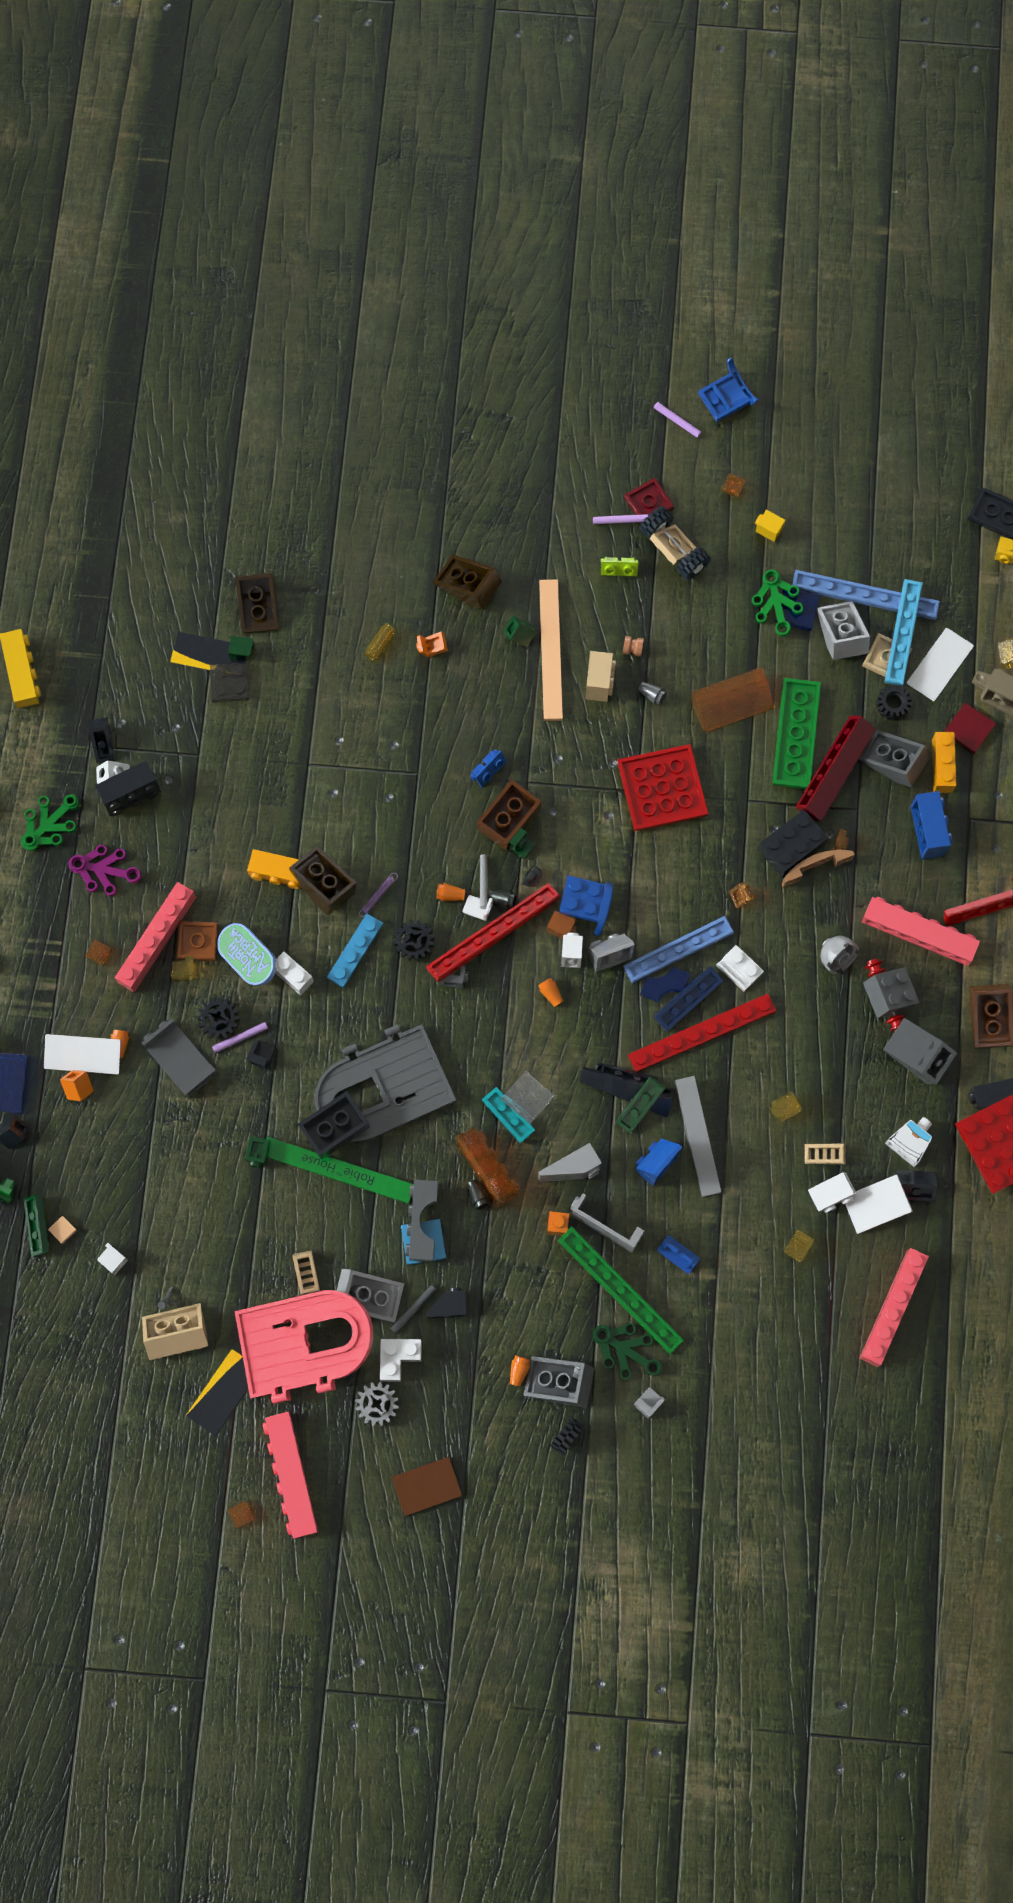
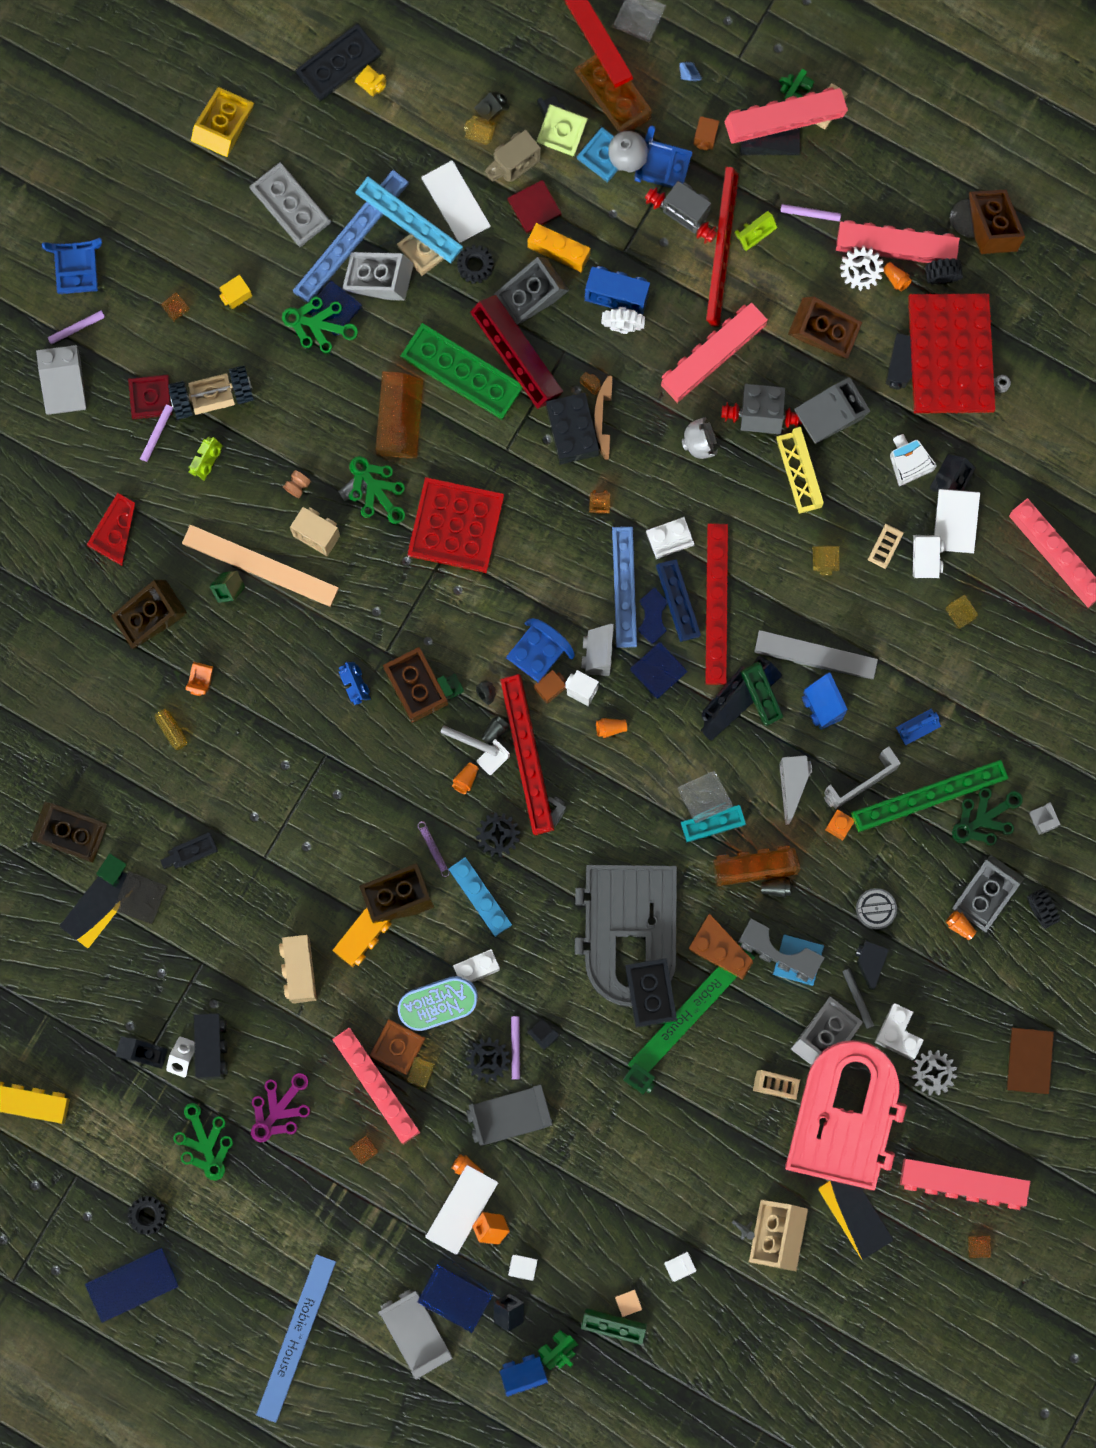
camera: 65 degrees left, 5 degrees up
(54, 1127) = (522, 1267): none -> white panel
(224, 829) = (298, 969): none -> tan brick
(285, 703) = (190, 852): none -> black hinge
(402, 1168) = (720, 949): none -> dark orange wing
(499, 1289) = (876, 908): none -> tile
(523, 523) = (113, 530): none -> red wing
(620, 1010) = (658, 670): none -> clear blue tile
(628, 427) = (61, 379): none -> light grey slope
(660, 707) = (375, 487): none -> green plant
(860, 1053) = (808, 471): none -> light yellow fence
(867, 535) = (290, 204): none -> light grey tile
(907, 450) = (221, 121): none -> yellow slope
(907, 841) = (623, 320): none -> white gear

